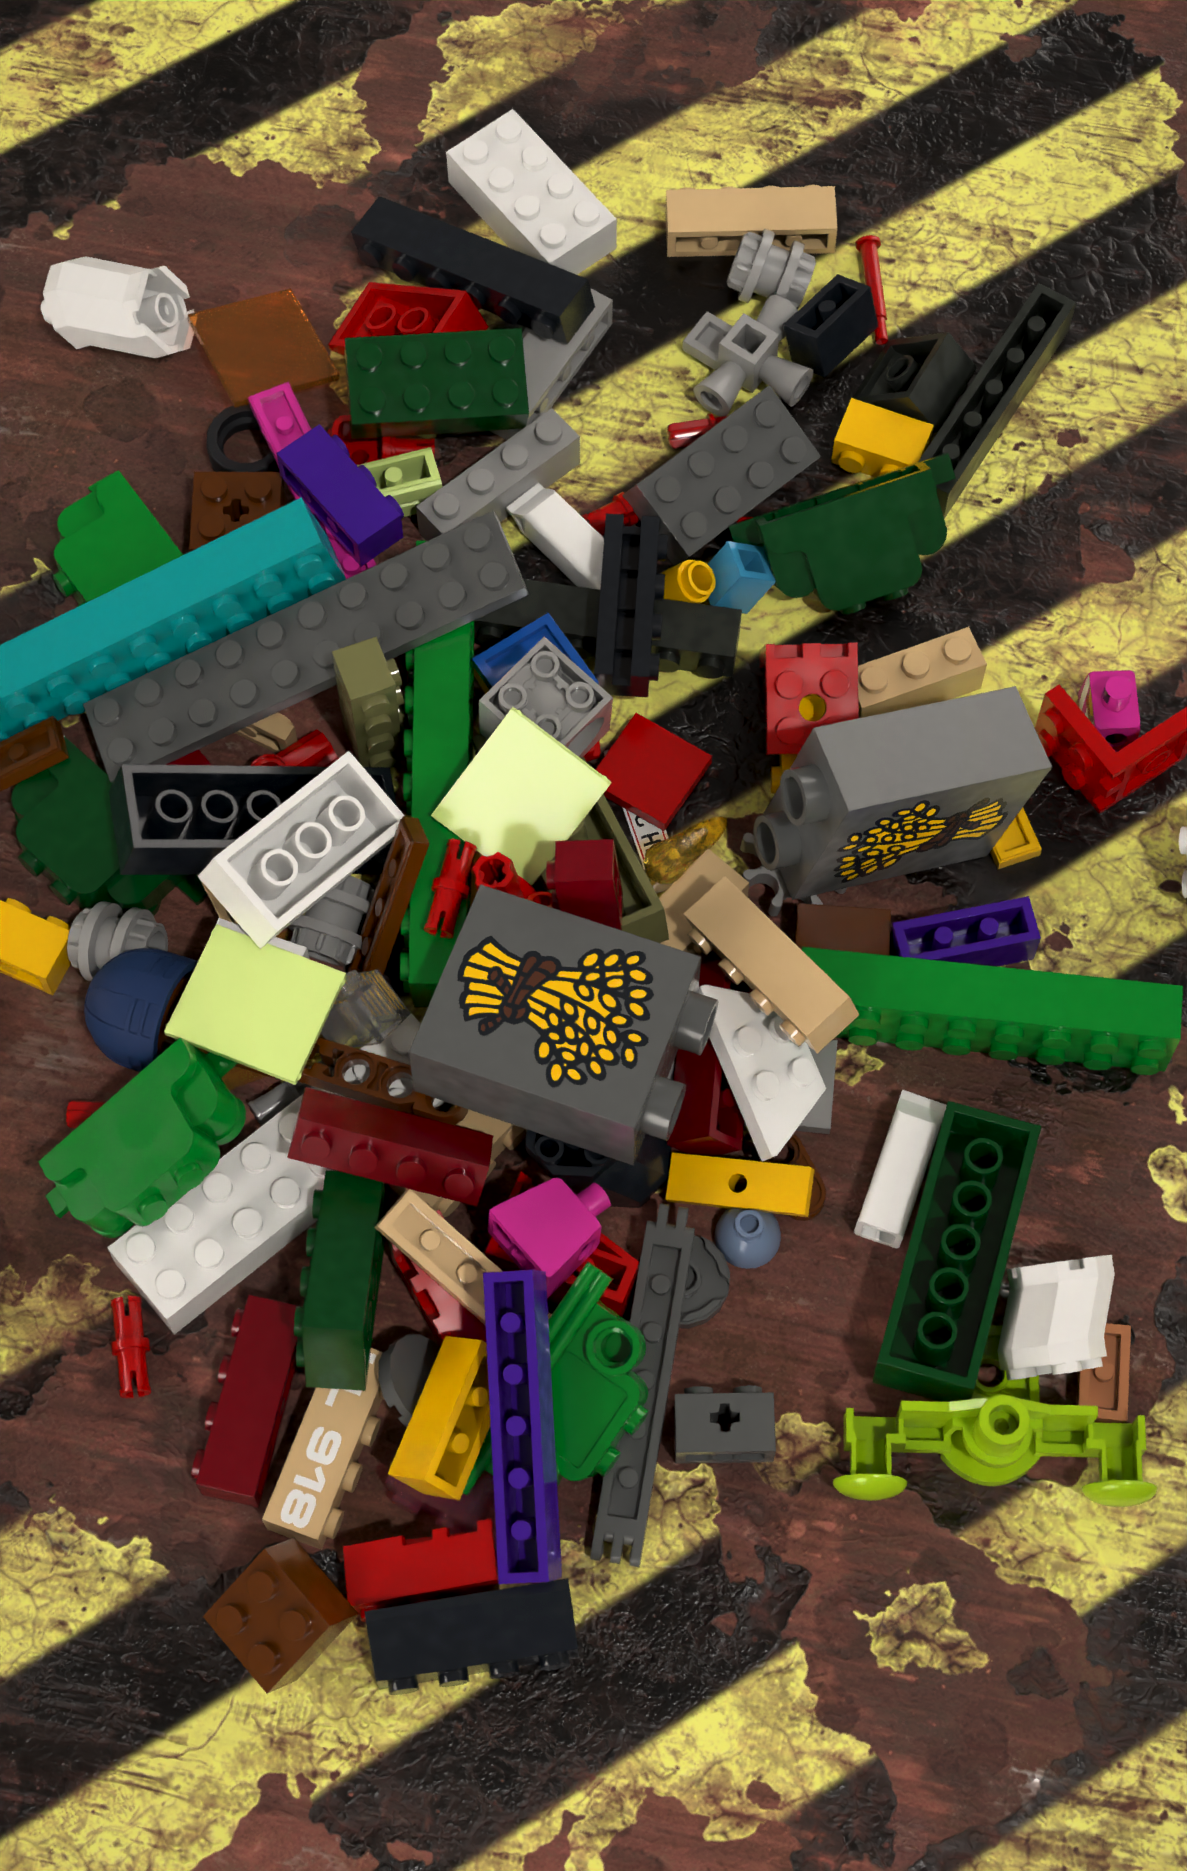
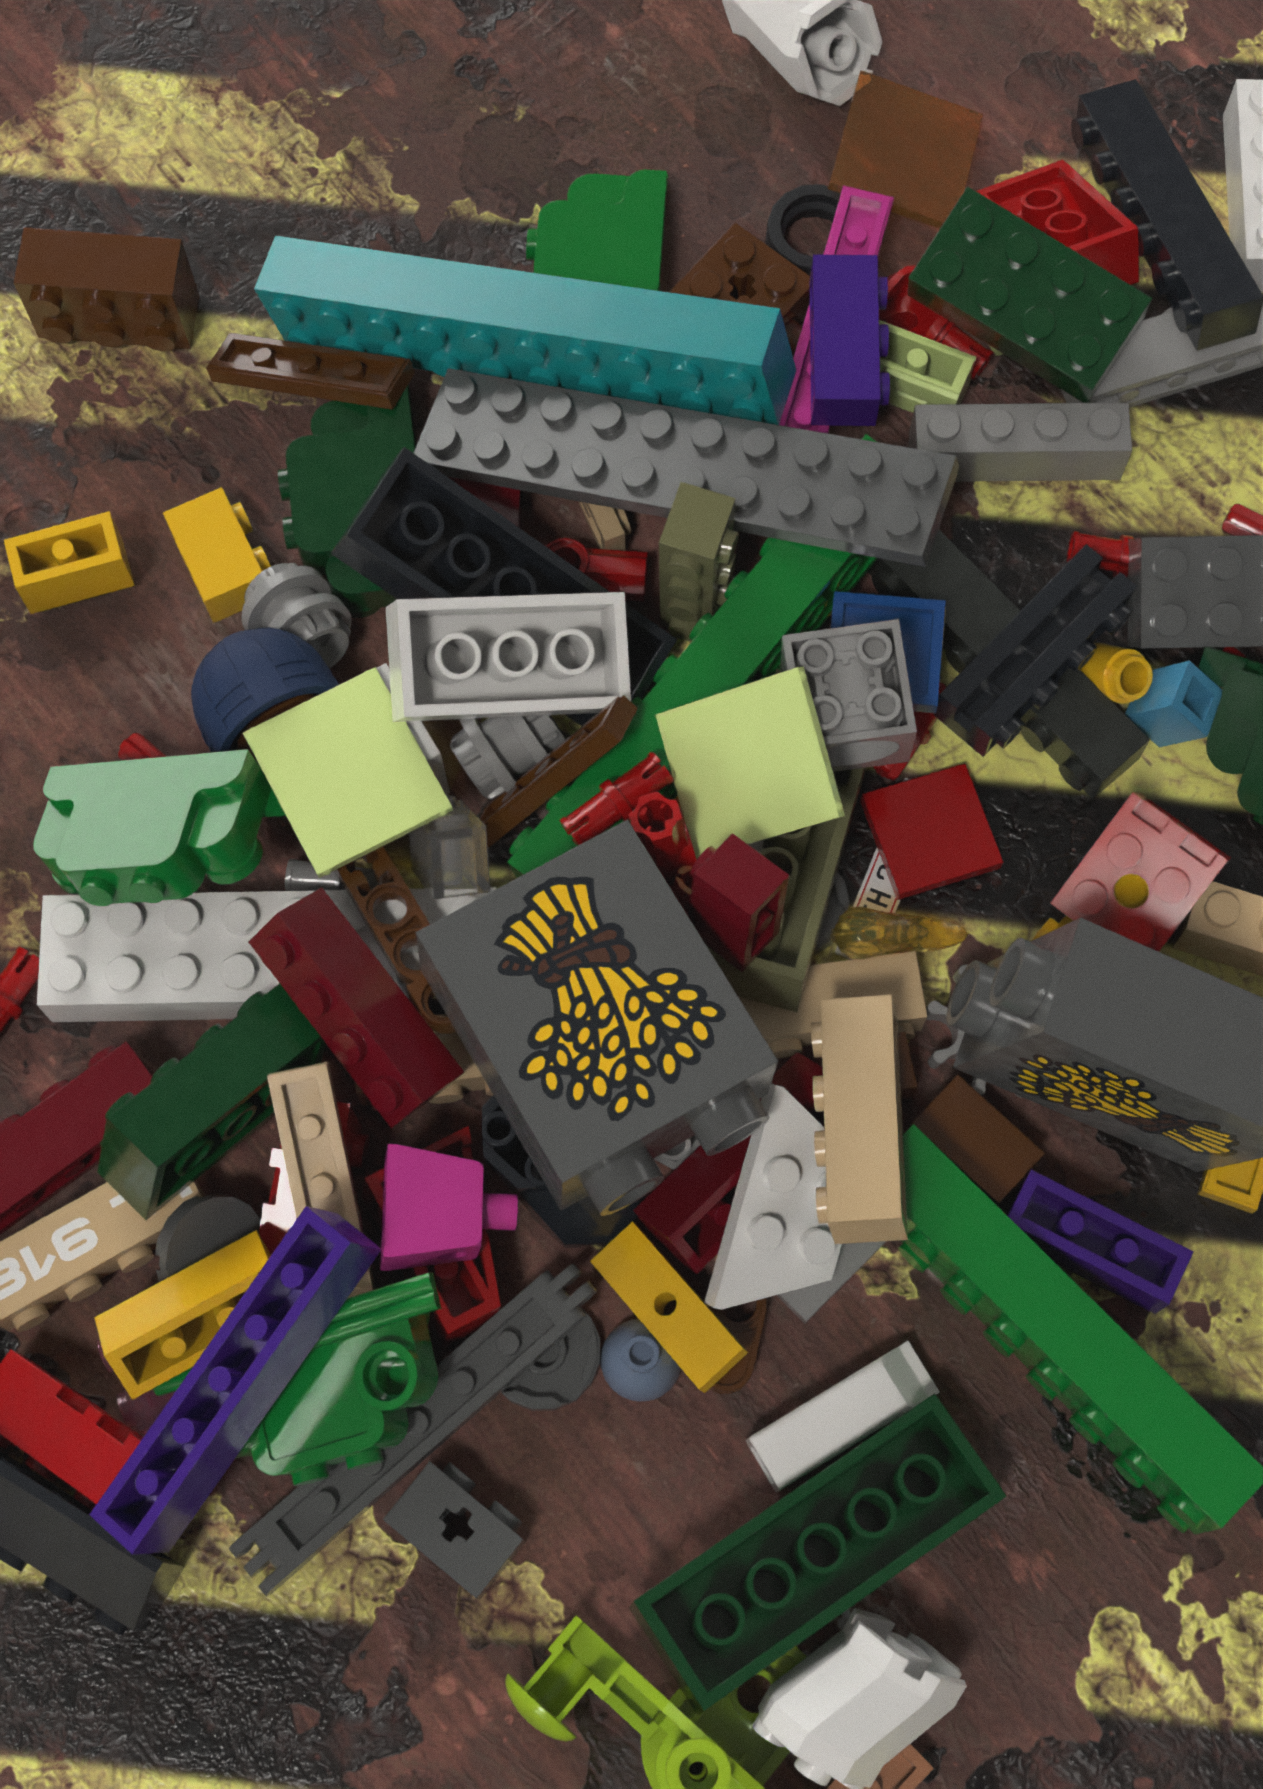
camera: 40 degrees right, 5 degrees up
(560, 534) = (1036, 529): white piece -> none

